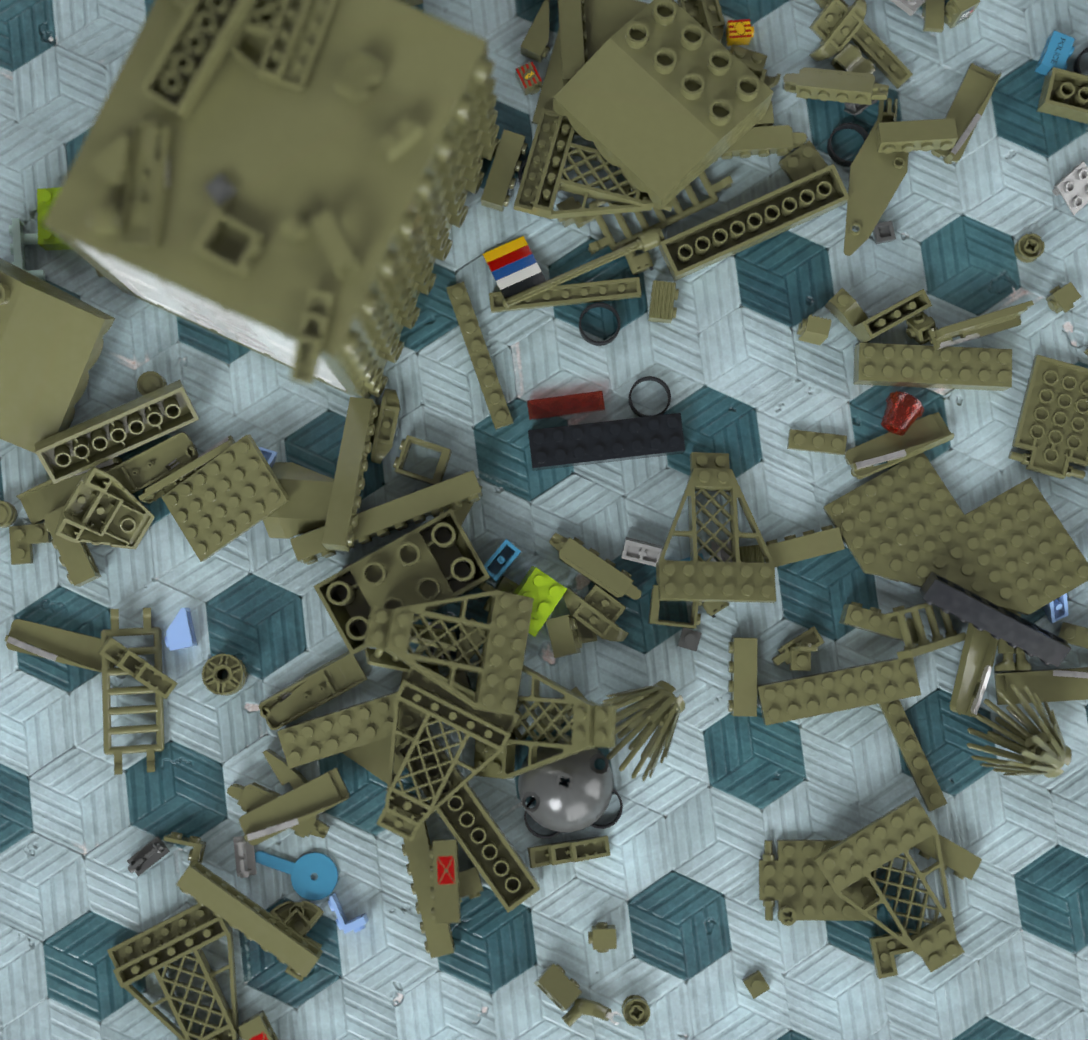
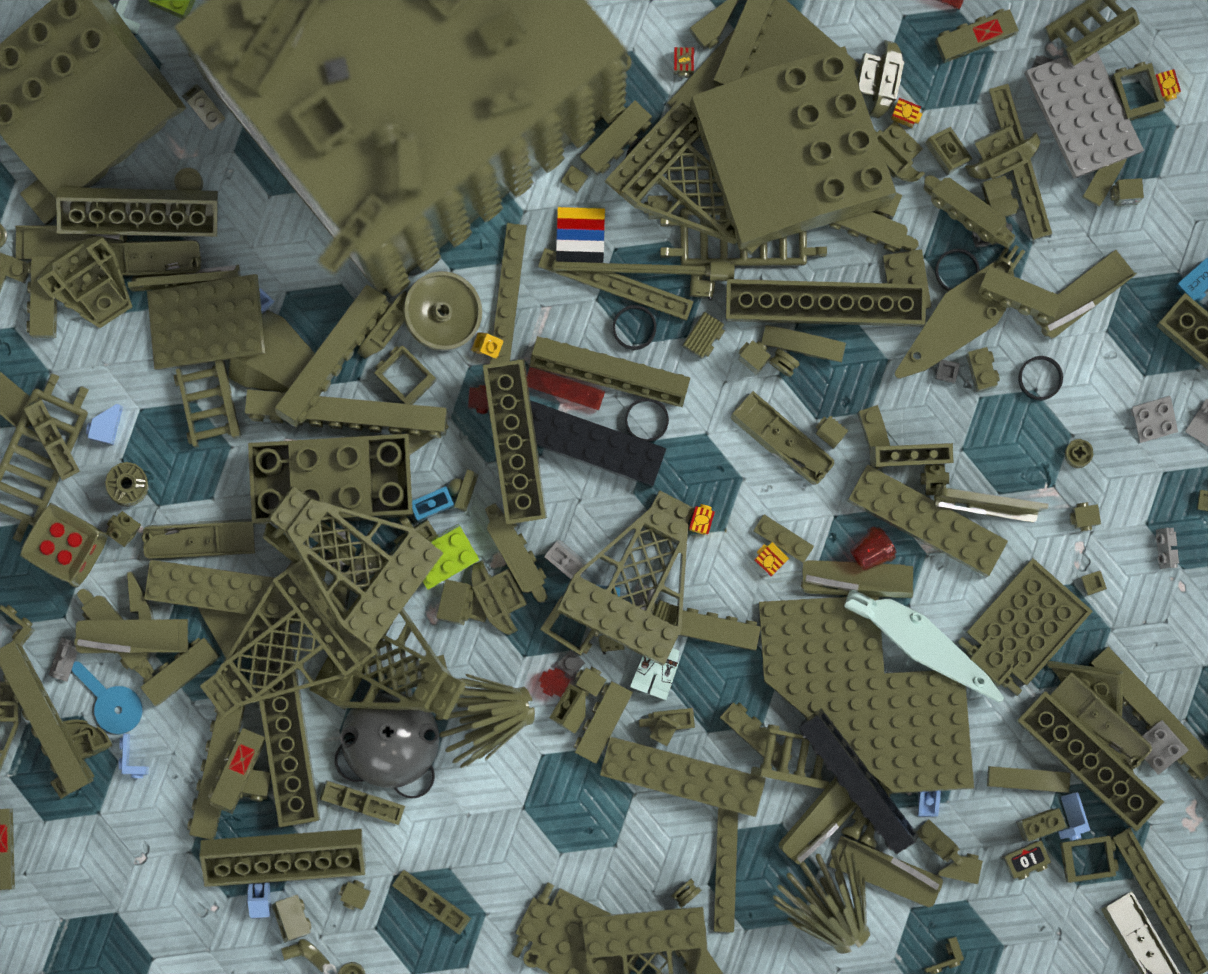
camera: 30 degrees right, 0 degrees up
(28, 464) = (40, 201): none -> olive brick
(134, 314) = (203, 106): none -> olive bracket
(193, 757) = (64, 545): none -> olive piece
(240, 715) = (122, 528): none -> olive brick
(281, 565) = (228, 408): none -> olive fence
(352, 816) = (179, 672): none -> olive brick
(430, 373) = (454, 298): none -> olive dish
(480, 399) = (487, 344): none -> yellow bracket
(485, 223) = (574, 179): none -> olive plate
(499, 448) = (478, 399): none -> clear red brick
(518, 979) = (259, 900): none -> light blue slope
(521, 534) = (463, 489): none -> olive tile
(523, 937) = (283, 857): none -> olive brick
(548, 469) = (515, 441): none -> olive brick
(598, 371) = (609, 371): none -> olive brick
(672, 908) = (431, 902): none -> olive slope
(684, 663) = (554, 682): none -> clear red brick
(710, 679) = (570, 709): none -> olive slope
(714, 647) = (590, 681): none -> olive brick
(715, 297) = (754, 356): none -> olive brick
(740, 459) = (702, 519): none -> brick
(743, 291) = (784, 362): none -> olive wheel
(751, 267) = (803, 343): none -> olive slope
(773, 357) = (782, 438): none -> olive piece
(774, 612) = (663, 674): none -> light aqua hips
(789, 48) = (948, 150): none -> olive slope
(816, 464) = (771, 558): none -> yellow brick
(890, 790) = (687, 895): none -> olive wheel
(912, 216) = (982, 370): none -> olive brick
(977, 187) = (1051, 361): none -> black tyre
(983, 471) = (923, 641): none -> light aqua wing

